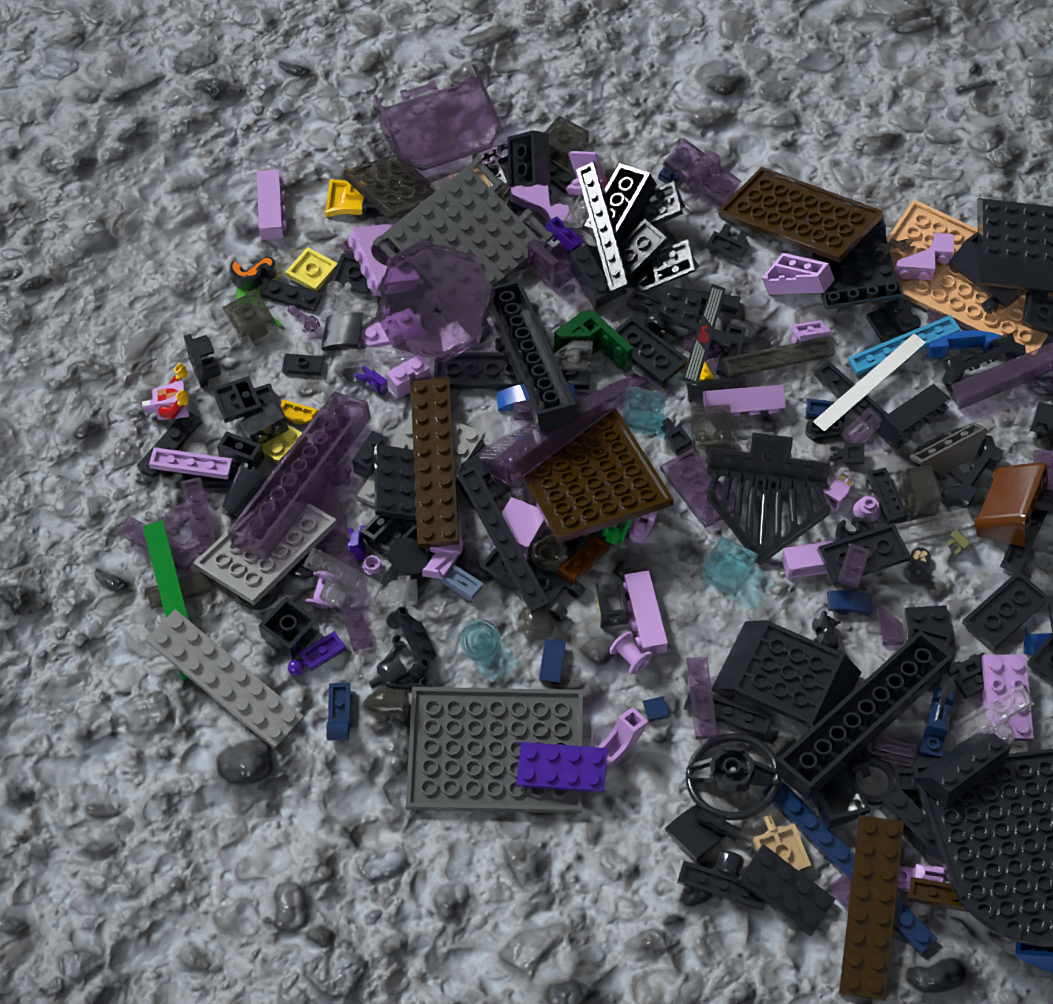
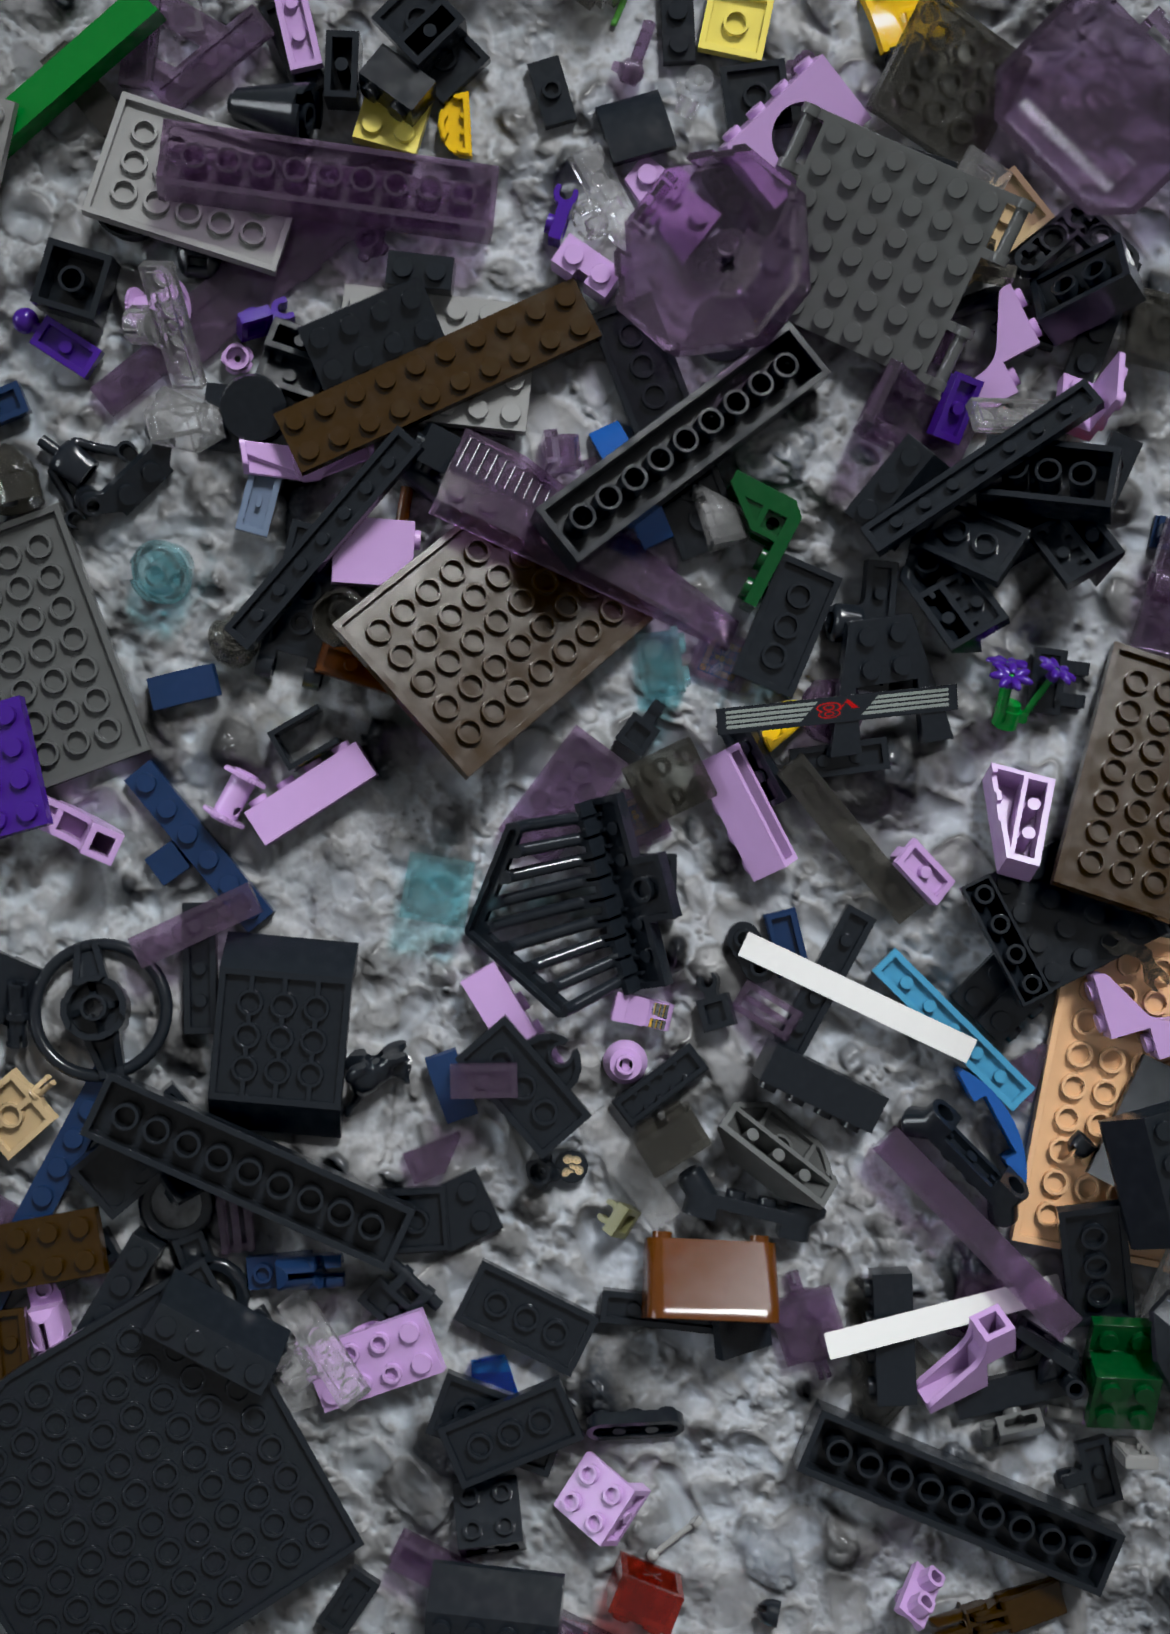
camera: 65 degrees right, 30 degrees up
(501, 421) = (560, 452): none -> clear purple plate
(635, 692) = (192, 836): none -> dark blue plate
(736, 266) = (1008, 710): none -> plant

